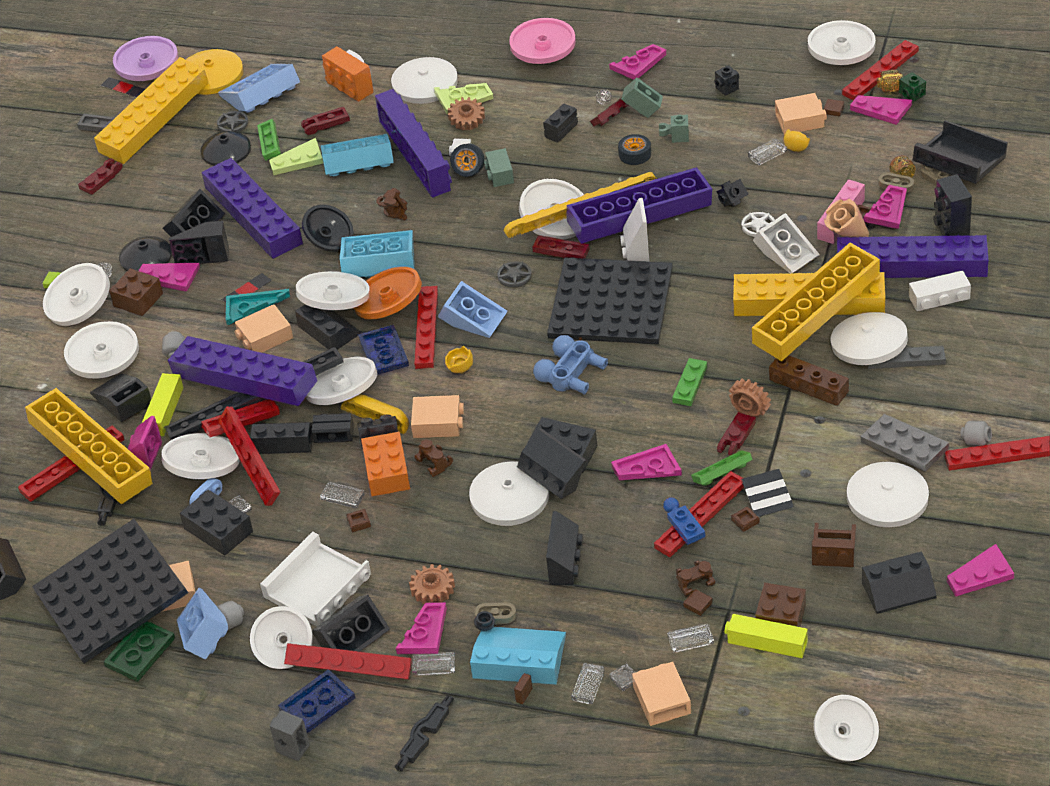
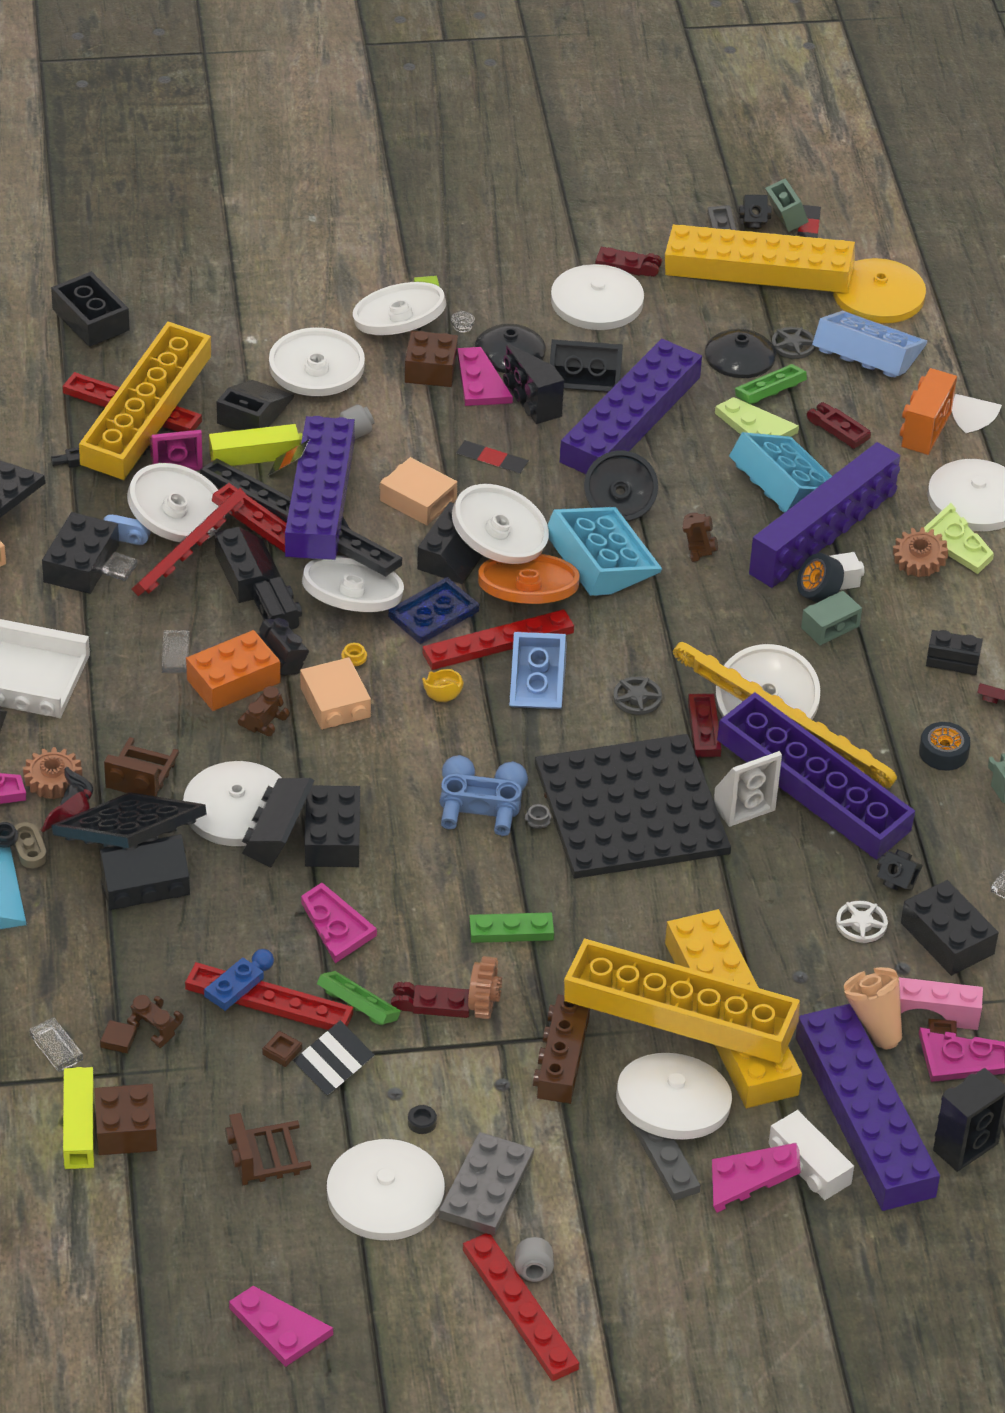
camera: 60 degrees right, 0 degrees up
(100, 101) = (757, 203): none -> black brick
(106, 85) = (787, 205): none -> sand green brick
(124, 200) = (597, 297): none -> white dish
(145, 58) = (860, 217): lavender dish -> none
(198, 382) = (288, 457): none -> sticker
(243, 305) = (457, 461): teal wing -> none
(358, 520) = (139, 678): reddish brown tile -> none
(371, 408) = (326, 635): yellow brick -> none
(401, 400) = (355, 652): none -> yellow plate
(456, 539) = (138, 776): none -> reddish brown plate
(472, 578) = (74, 799): none -> dark red hair
(517, 541) = (129, 820): none -> black plate
(600, 344) = (538, 816): none -> flat silver plate
(785, 244) = (823, 957): white slope -> none
(786, 185) = (949, 927): none -> black brick
(835, 463) = (422, 1119): none -> black tile
(898, 582) = (219, 1234): black slope -> none
(946, 319) = (746, 1172): none -> dark pink wing

